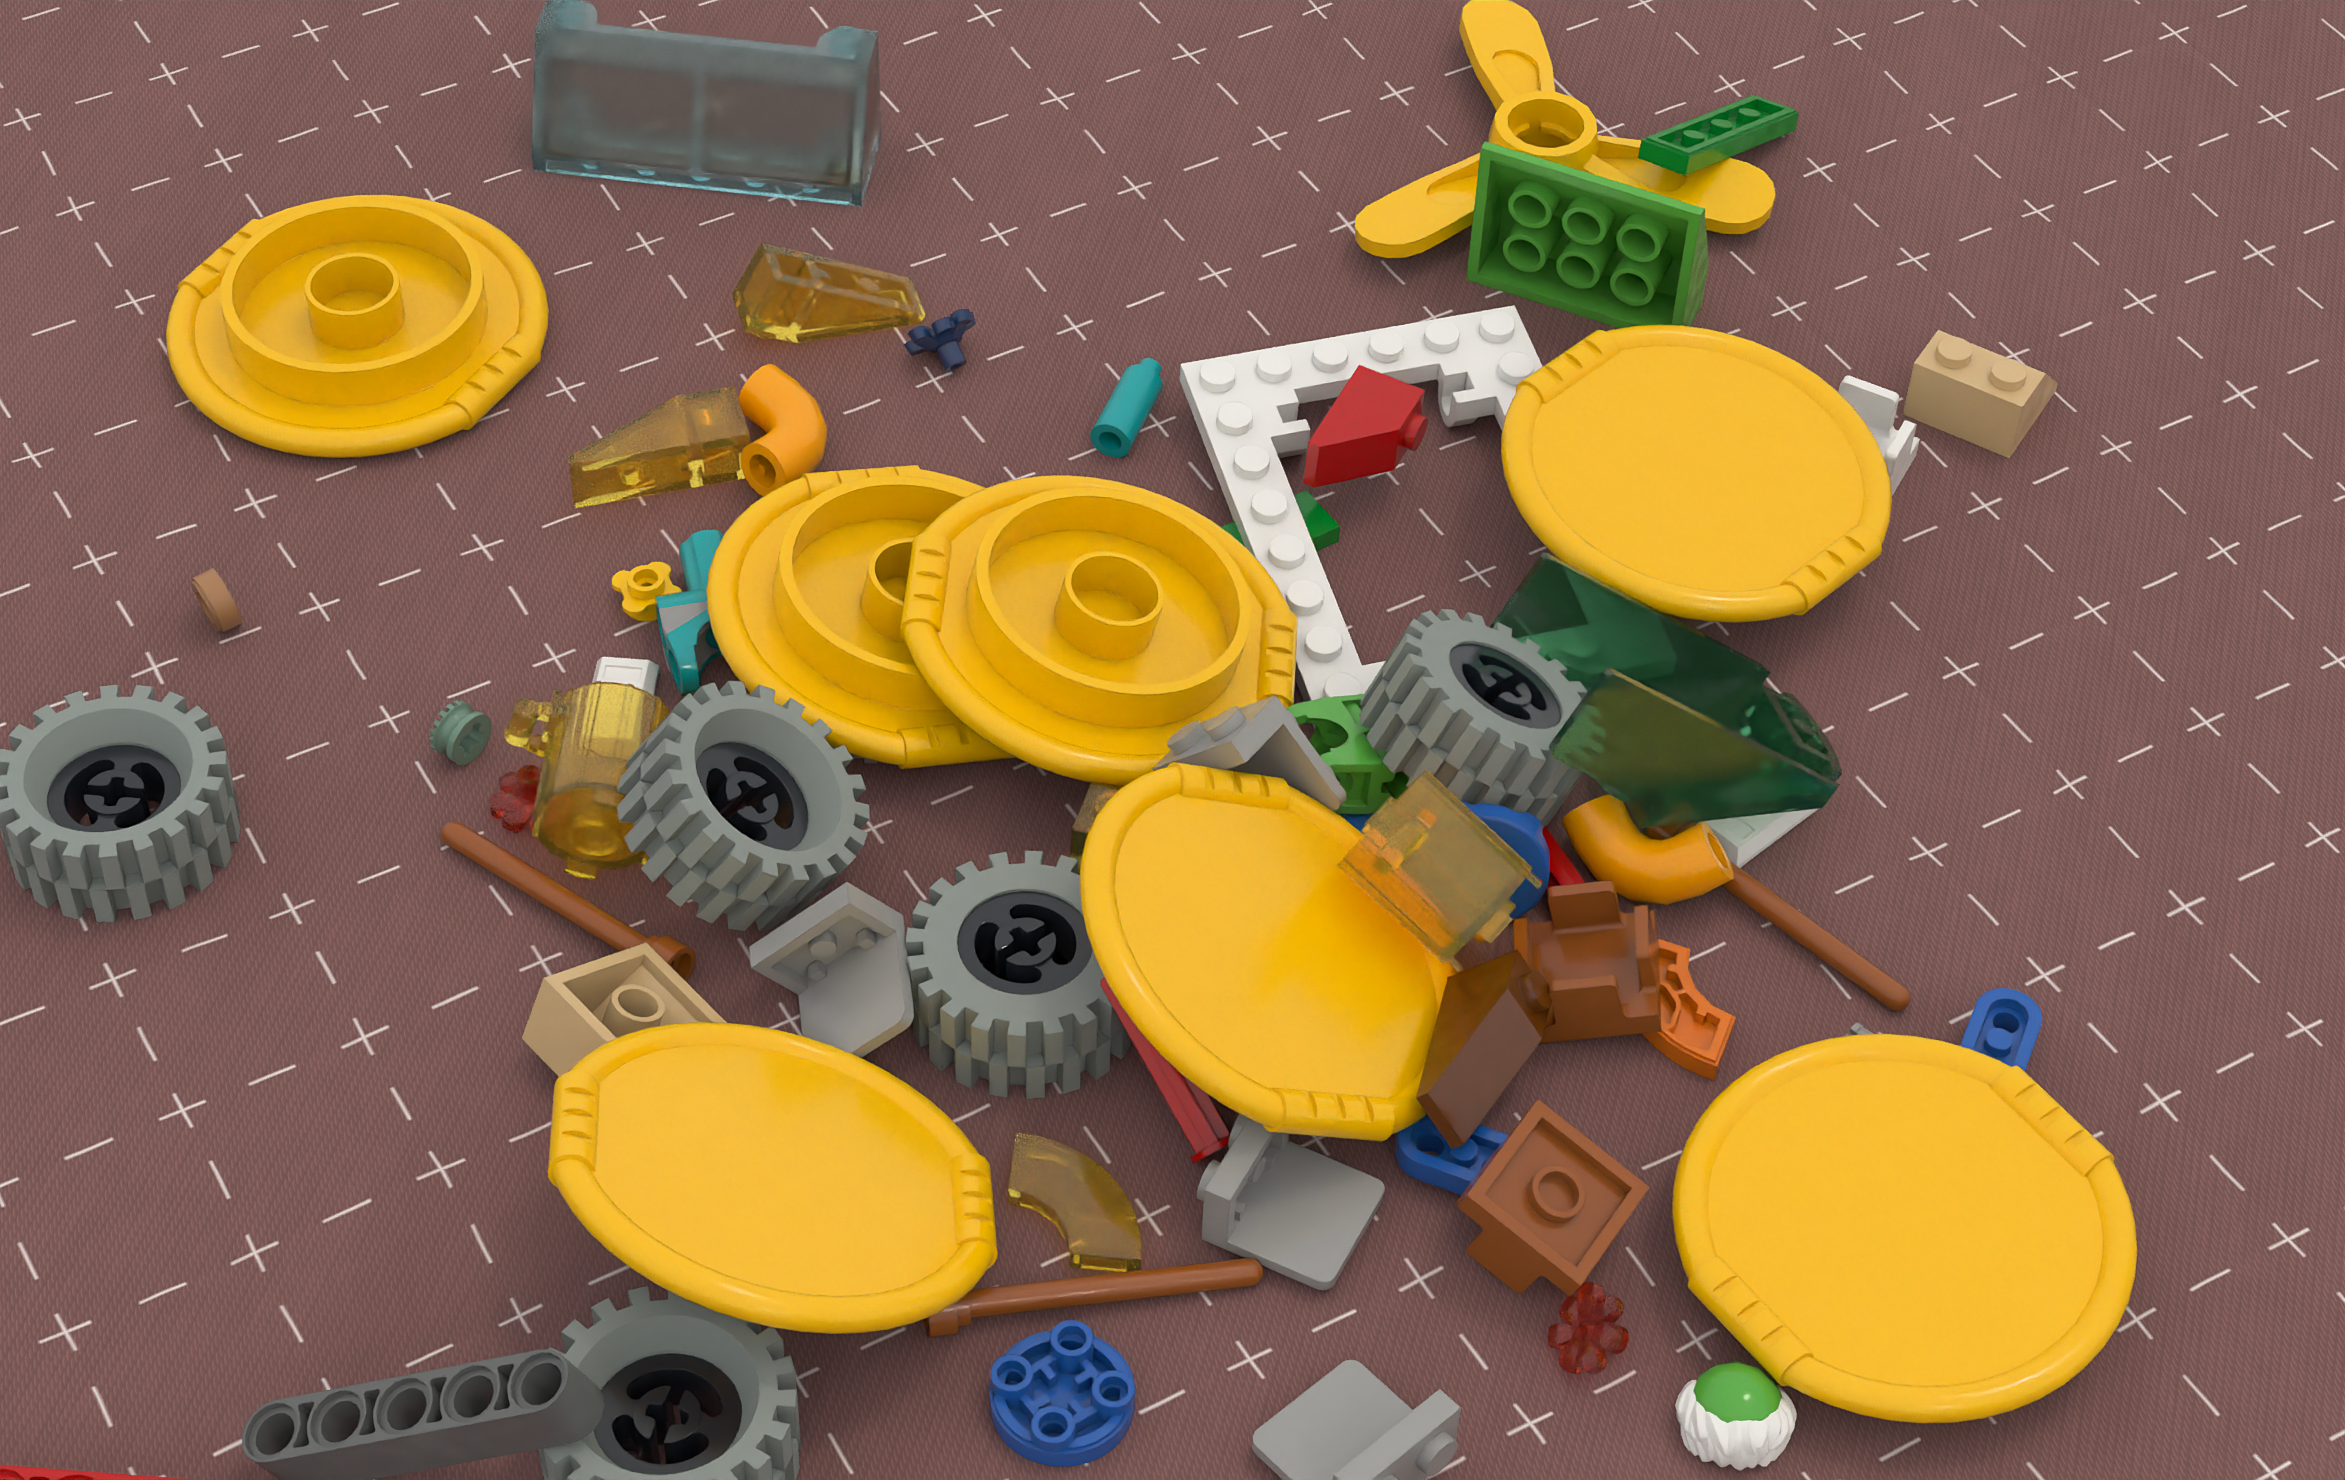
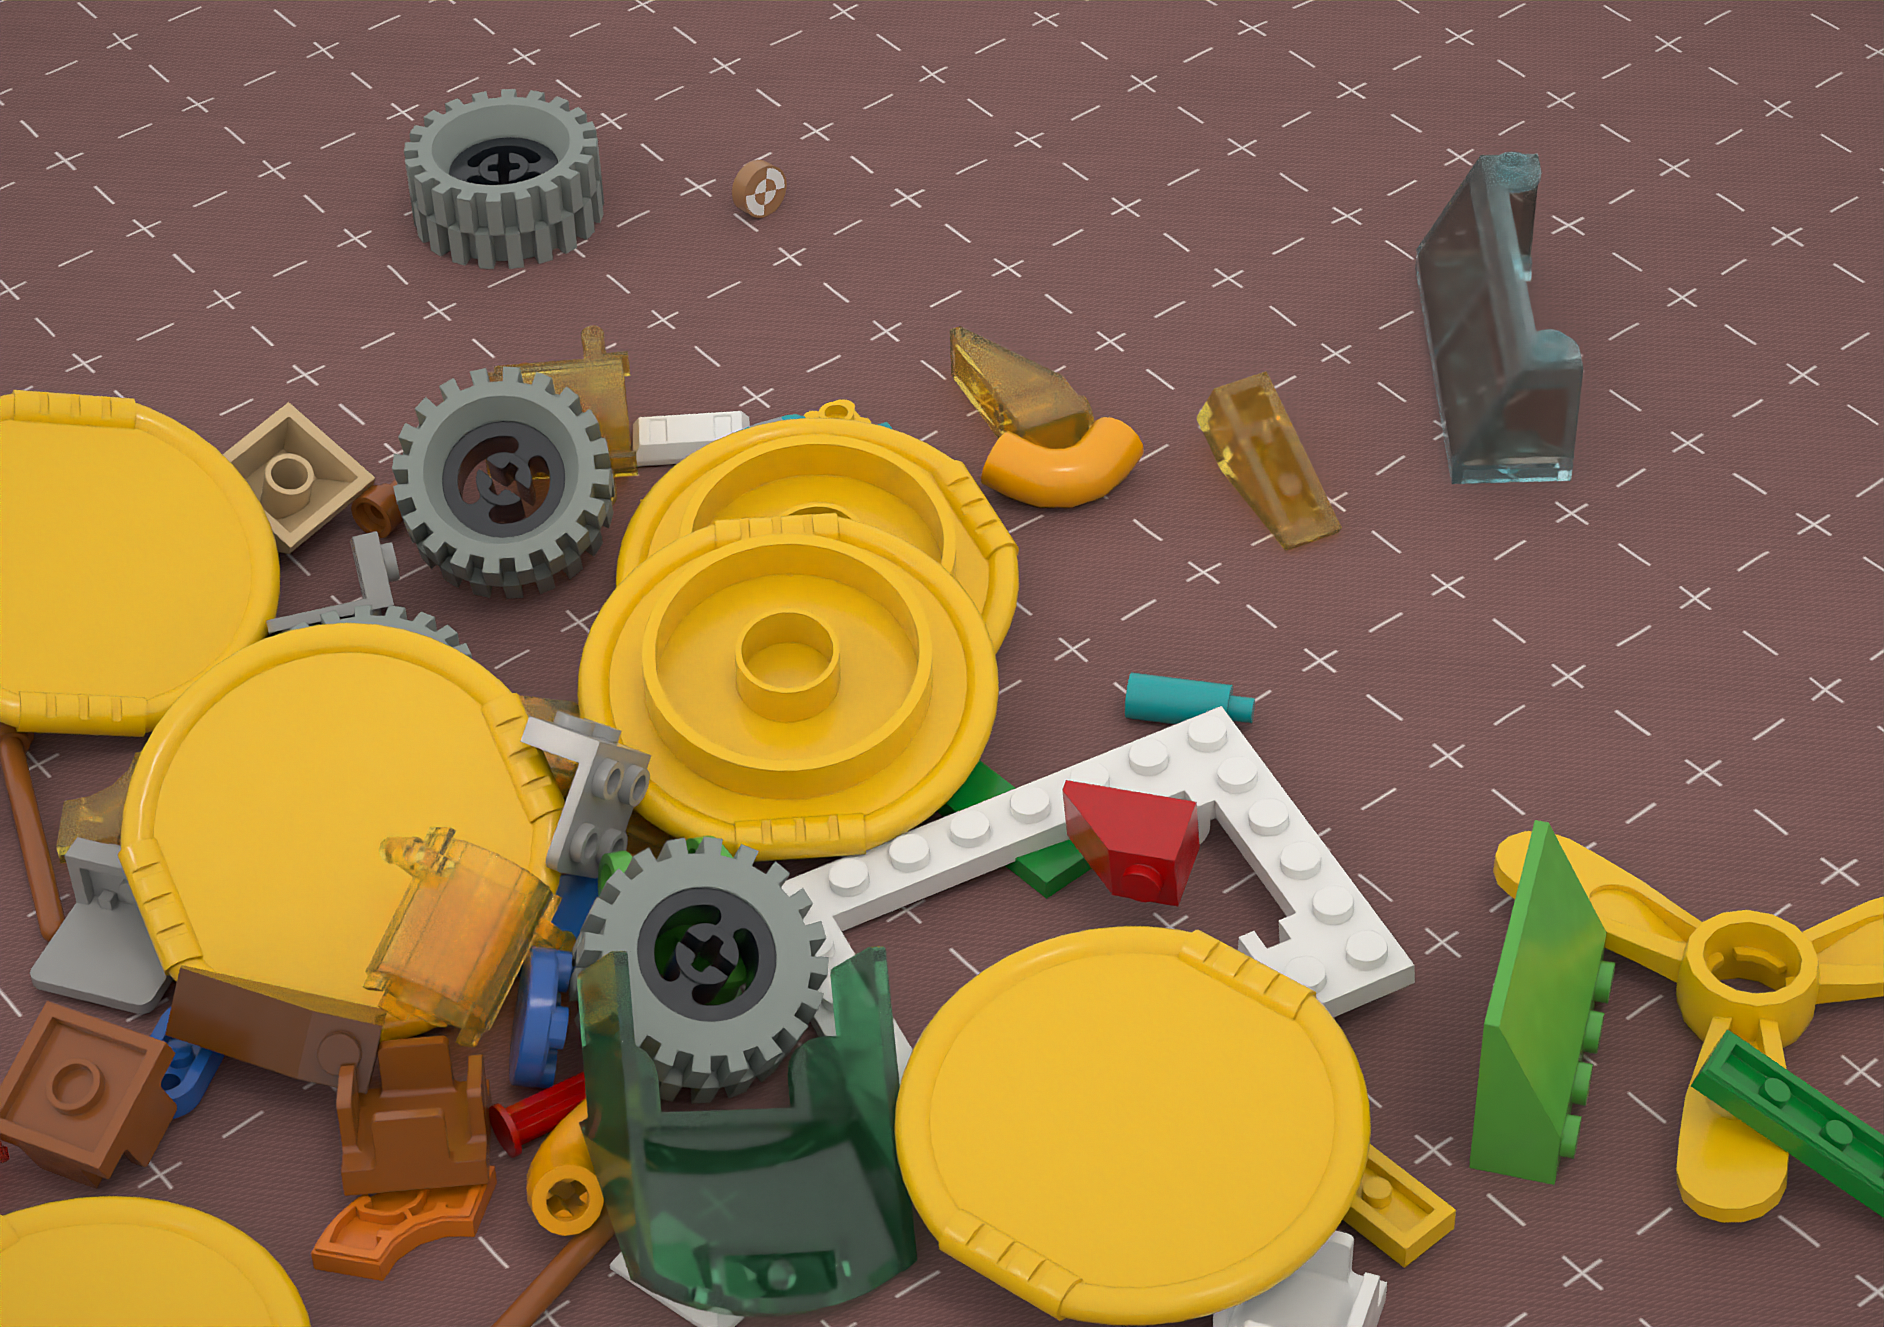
camera: 85 degrees right, 5 degrees down
(357, 326) = (1141, 200): yellow piece -> none
(460, 733) = (641, 344): sand green bush -> none
(943, 338) = (1240, 555): dark blue plant -> none

